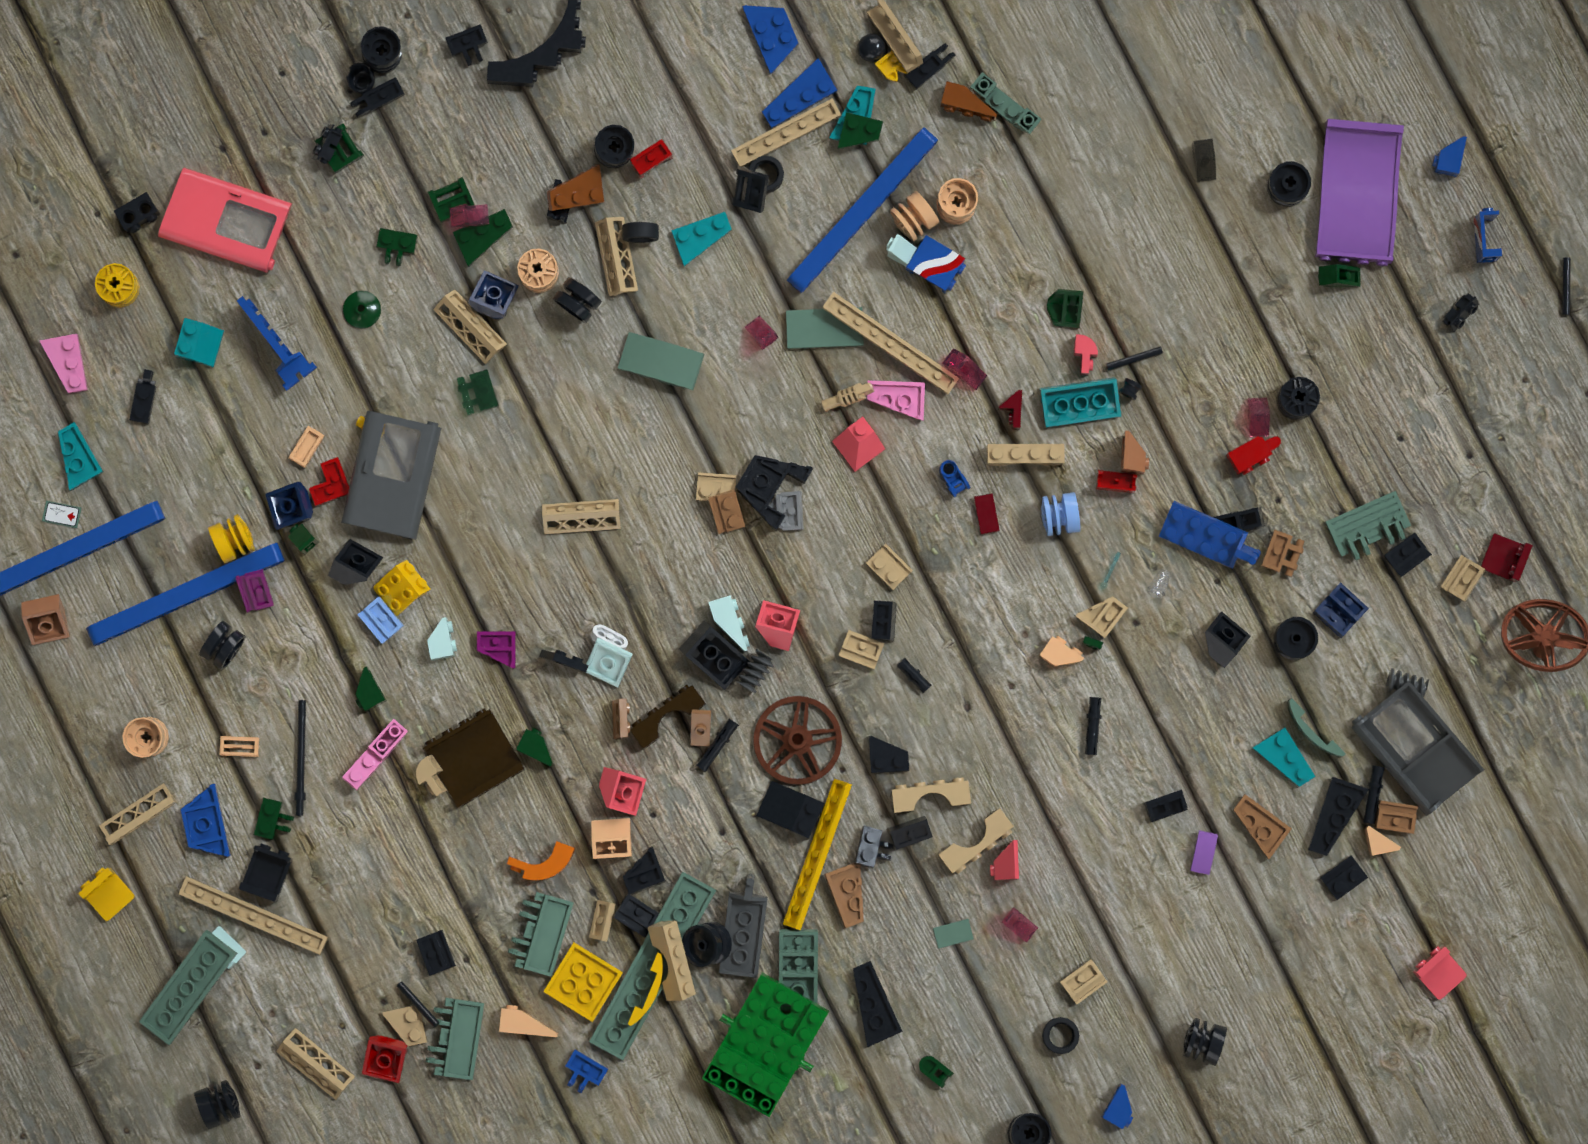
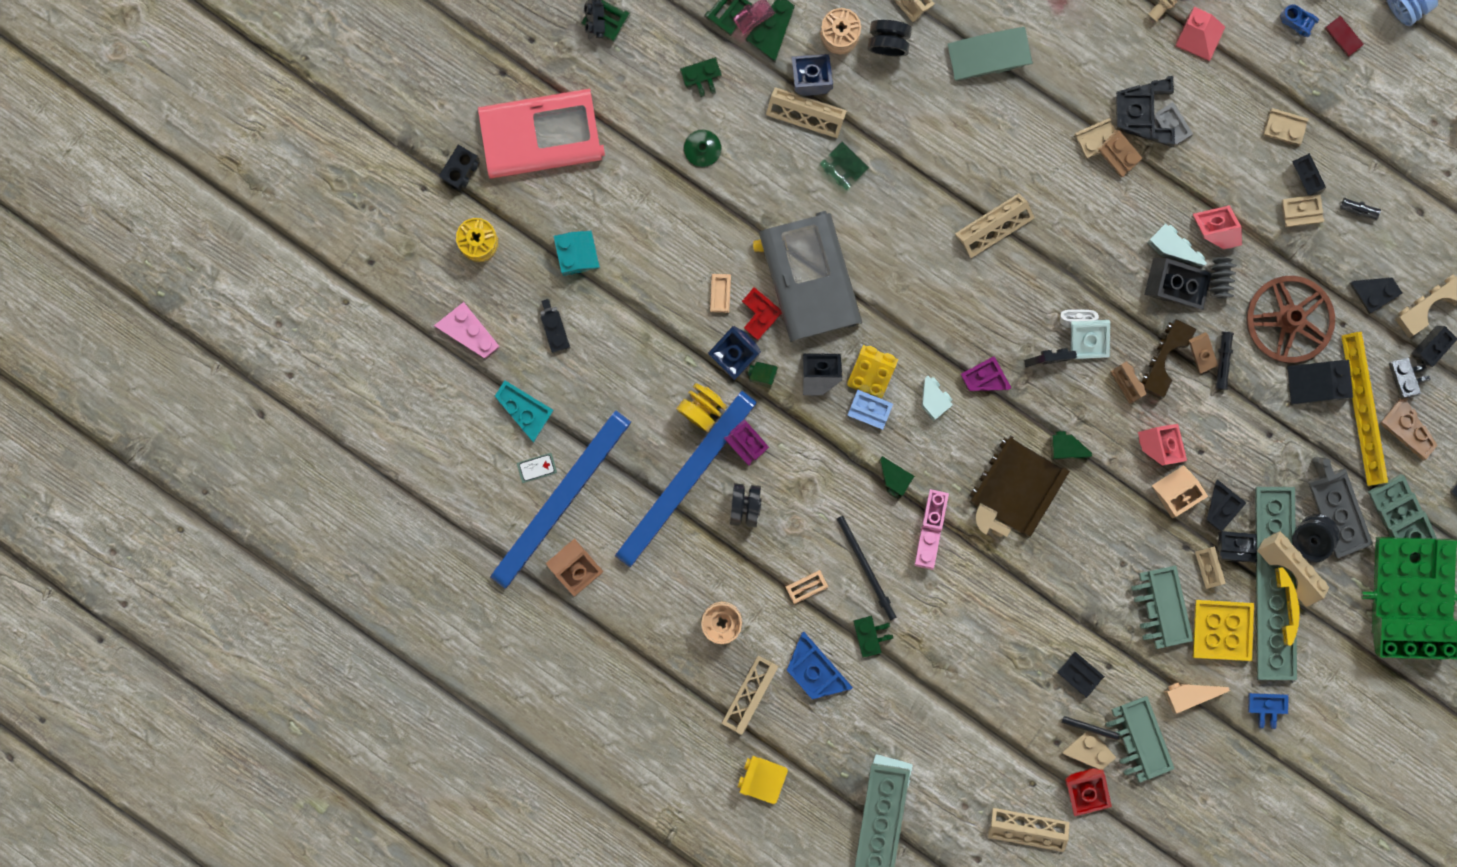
camera: 30 degrees left, 0 degrees up
(253, 915) = (902, 728): tan plate -> none
(266, 872) = (892, 685): black panel -> none
(291, 363) = (670, 227): blue hinge -> none
(551, 867) = (1141, 542): orange arch -> none

